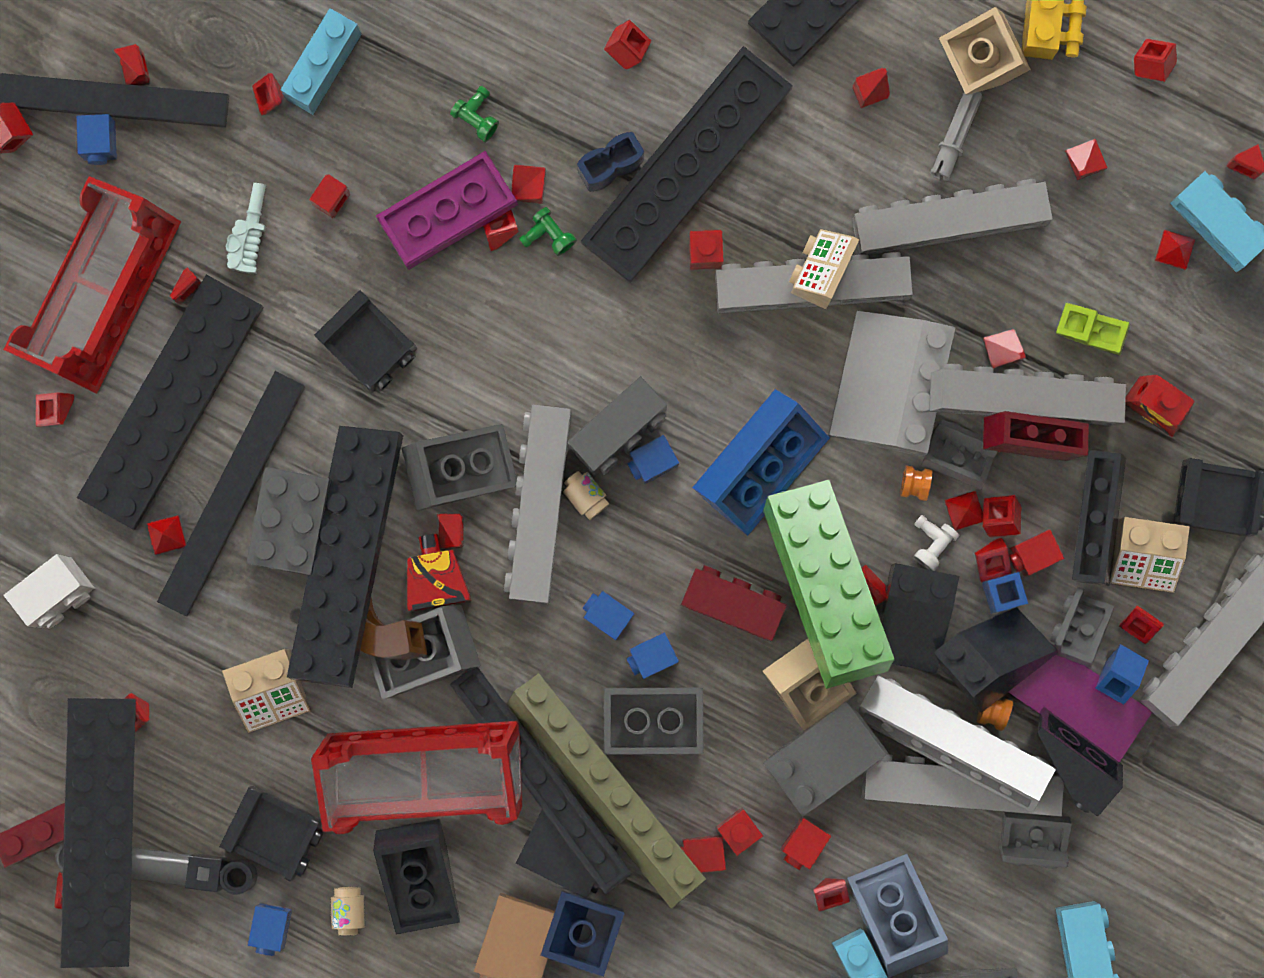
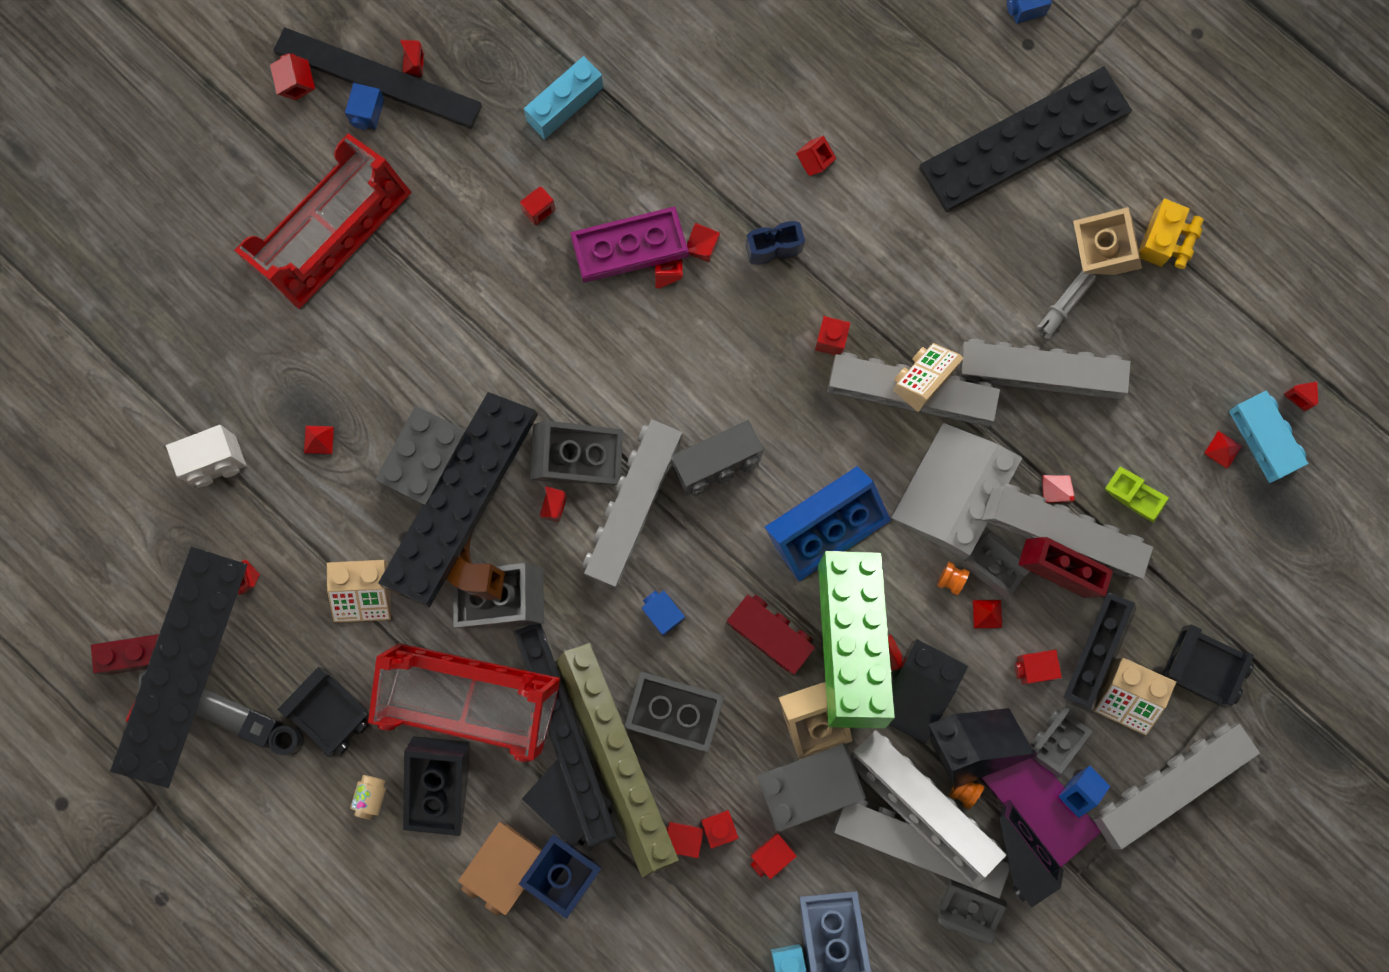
camera: 15 degrees right, 5 degrees down
(52, 408) = (259, 310): red slope -> none
(170, 402) = (356, 333): black plate -> none
(185, 286) = (397, 244): red slope -> none
(231, 494) = (381, 422): black tile -> none
(245, 237) = (458, 220): light aqua piece -> none
(267, 93) = (513, 111): red slope -> none
(269, 929) = (298, 792): blue brick -> none
(366, 342) = (531, 331): black panel -> none
(434, 577) = (527, 538): torso -> none
(467, 111) = (681, 188): green piece -> none
(544, 224) = (715, 297): green piece -> none
(585, 495) = (673, 507): tan brick -> none
(652, 460) = (738, 495): blue brick -> none
(652, 656) = (689, 658): blue brick -> none
(686, 164) = (836, 264): black plate -> none
(831, 893) = (782, 906): red slope -> none
(871, 87) = (1006, 245): red slope -> none
(941, 537) = (962, 631): white piece -> none
(993, 560) = (999, 663): red slope -> none
(1002, 516) = (1017, 627): red slope -> none
(1004, 592) = (1003, 692): blue brick -> none
(1086, 159) = (1168, 355): red slope -> none
(1141, 624) = (1111, 754): red slope -> none
(1155, 60) = (1247, 290): red slope -> none
(1159, 403) = (1177, 571): red torso -> none

